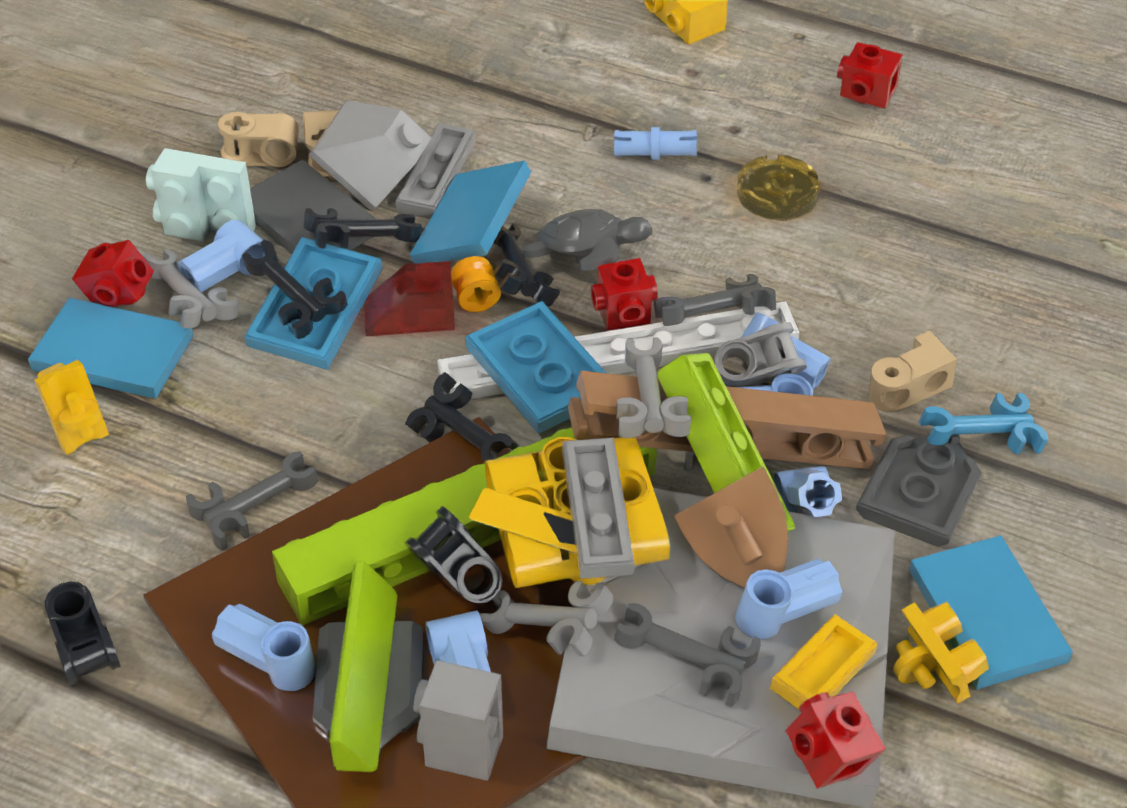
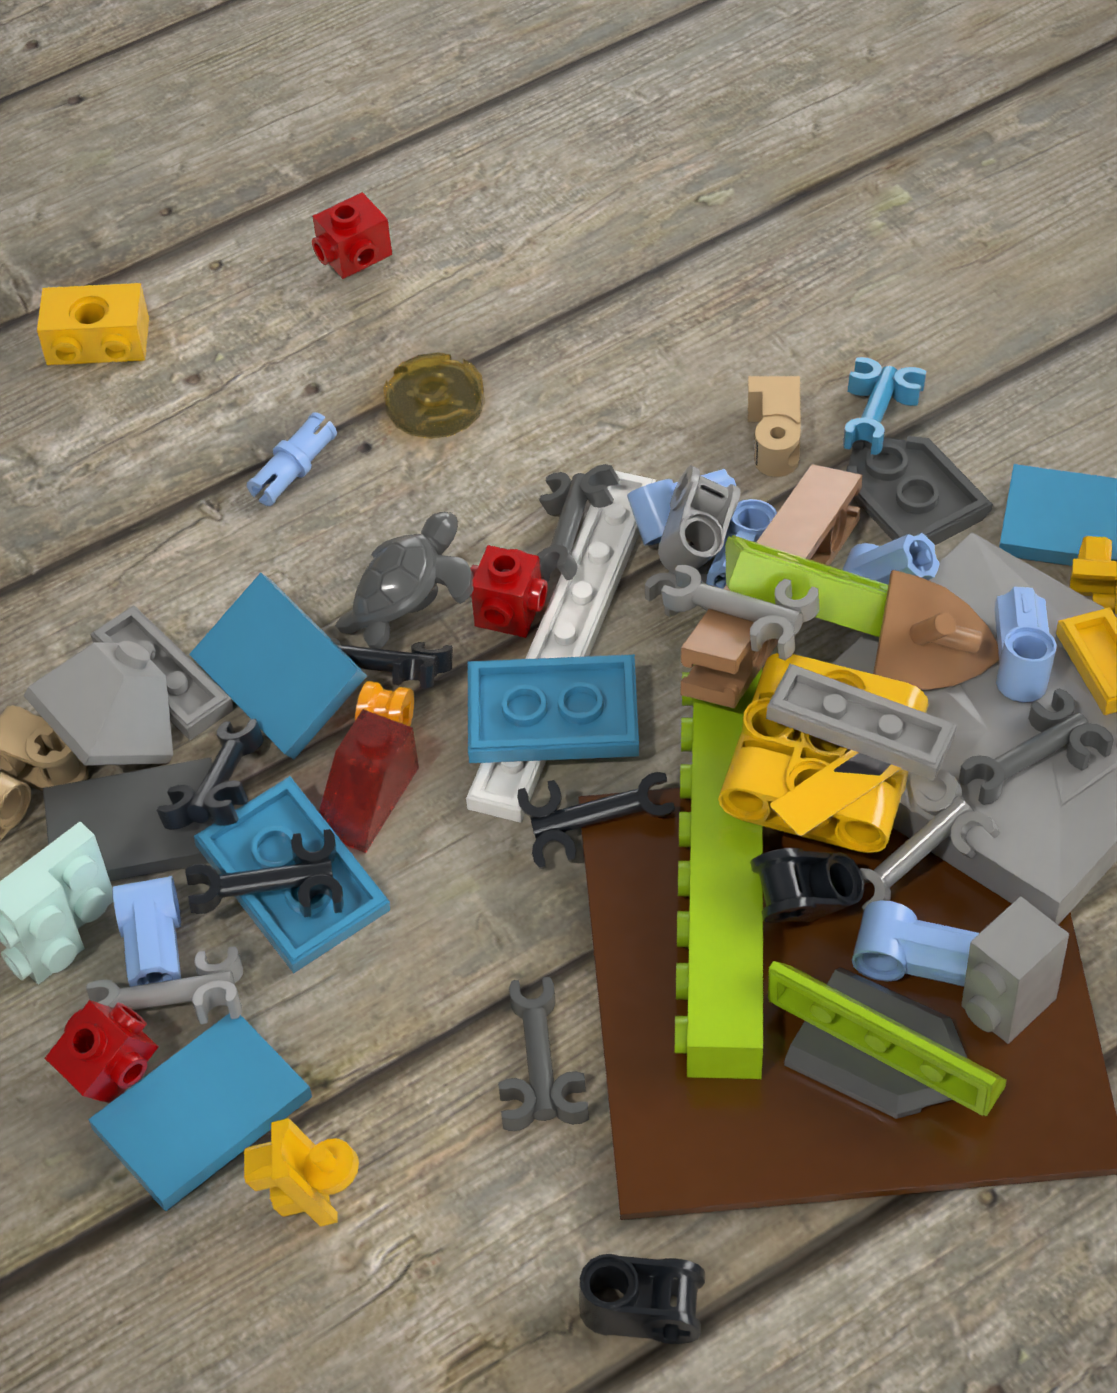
camera: 55 degrees left, 5 degrees up
(271, 646) = (784, 1114): light blue piece -> none

